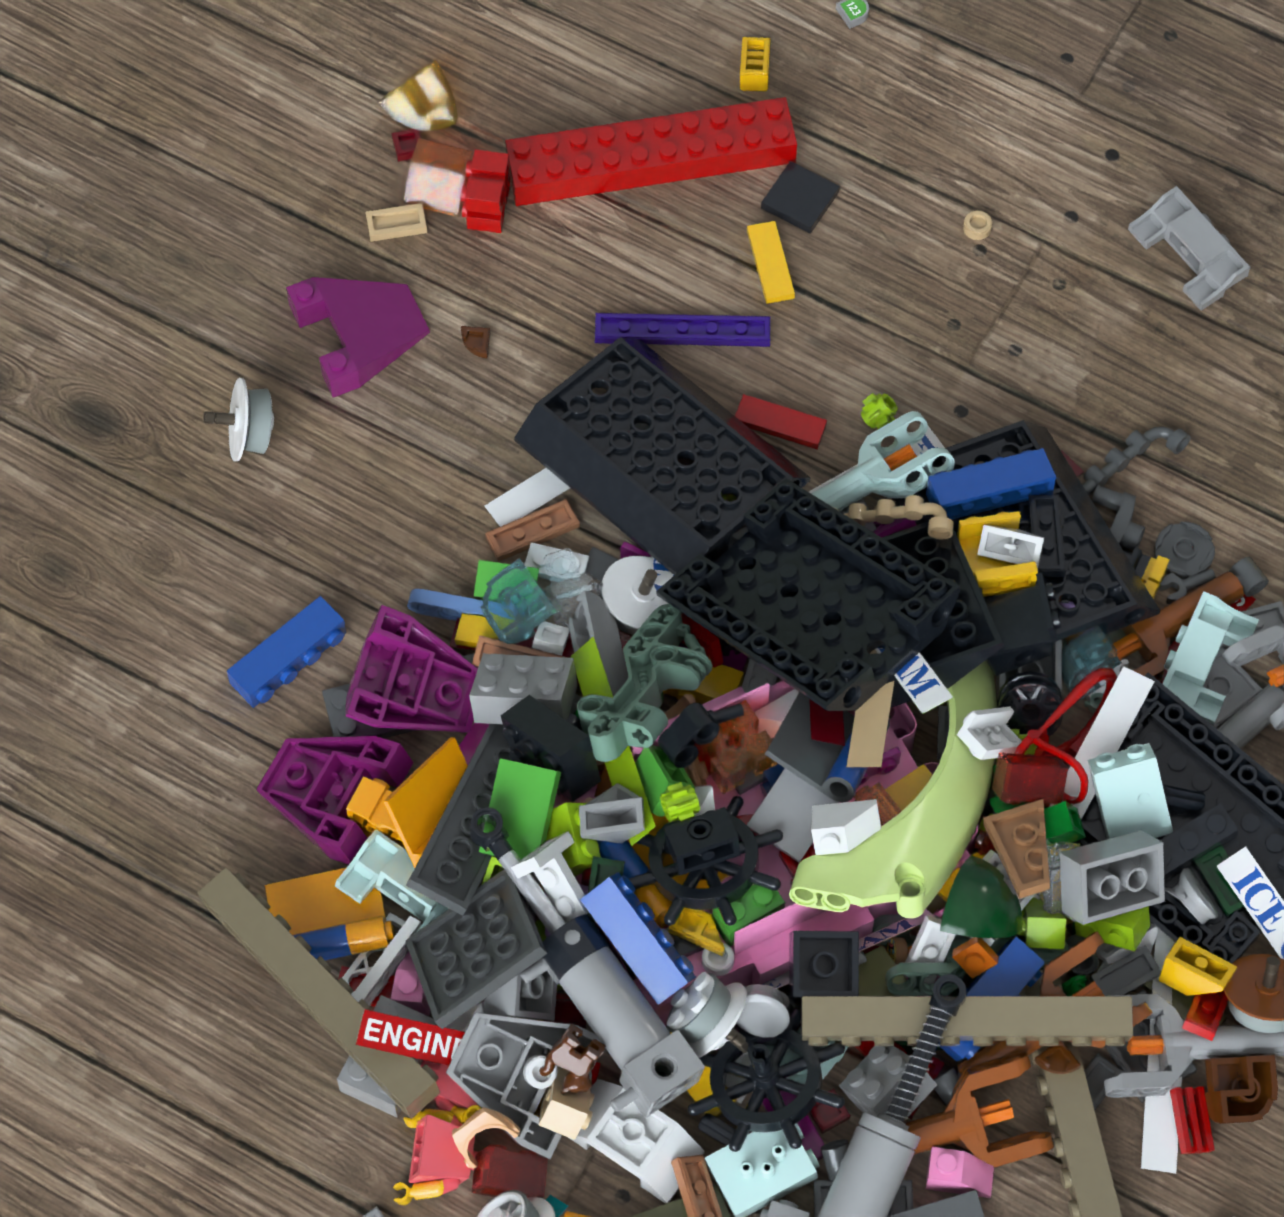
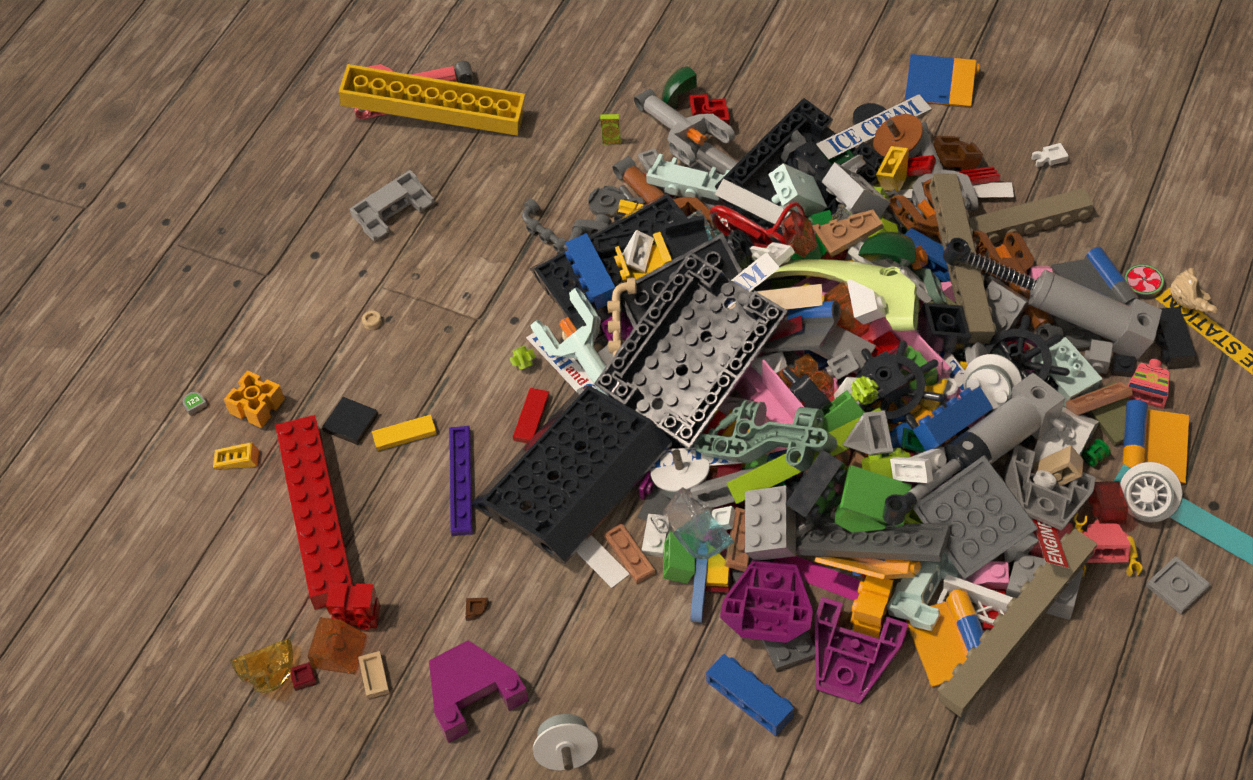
camera: 90 degrees left, 10 degrees down
(481, 1120) = (1087, 497): light nougat helmet -> none
(575, 1058) = (1039, 452): reddish brown animal -> none
(618, 1189) = (1100, 453): none -> green bush
(751, 795) = (842, 365): none -> light grey bracket
(840, 76) = (254, 399): none -> light orange brick
(1234, 805) = (795, 141): none -> dark grey bracket

